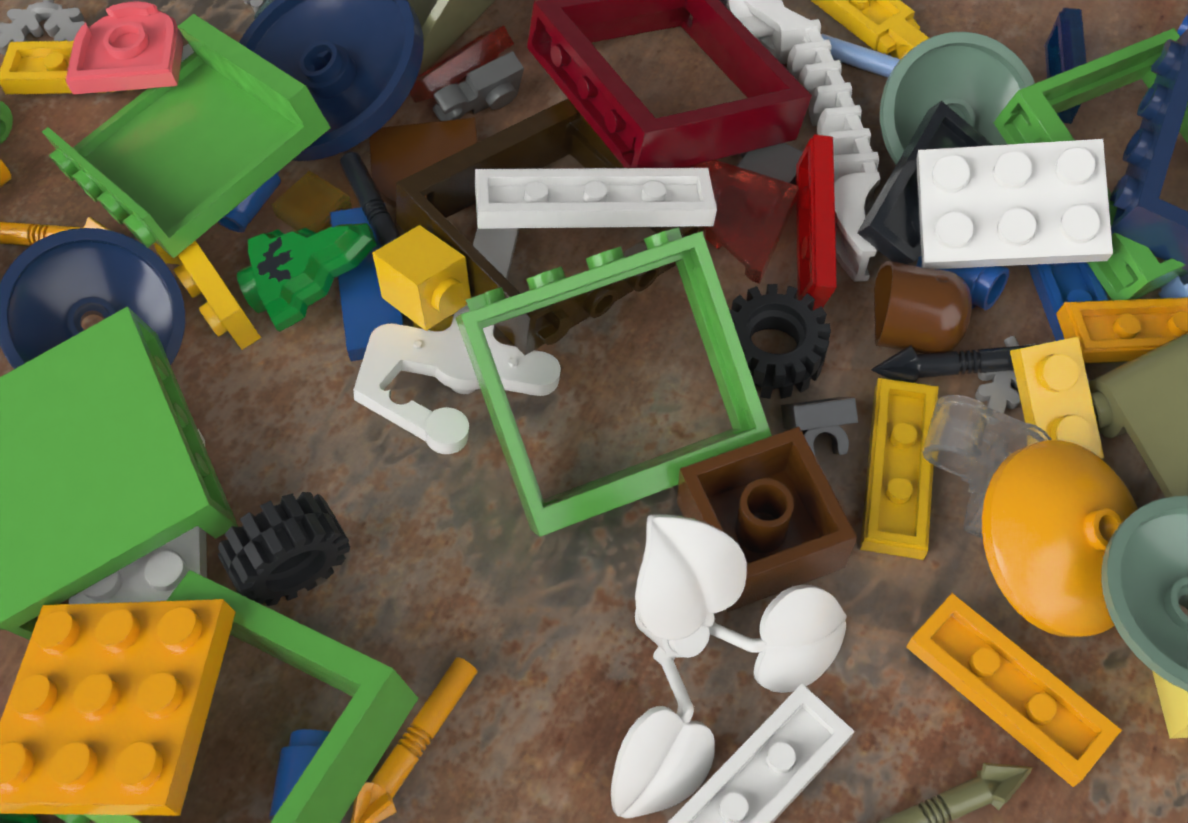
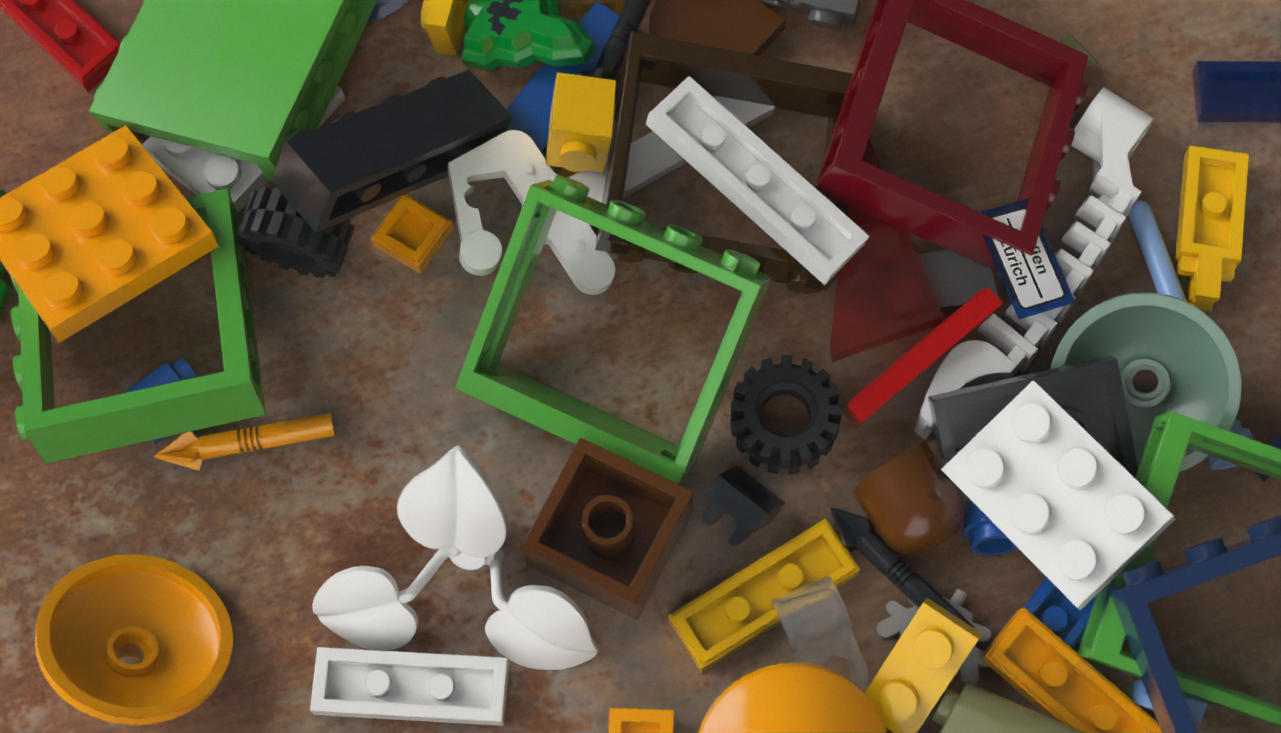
camera: 50 degrees right, 10 degrees up
(296, 420) = (386, 149): none -> black brick
(368, 477) = (412, 233): none -> light orange tile
(822, 109) = (1033, 281): none -> sticker

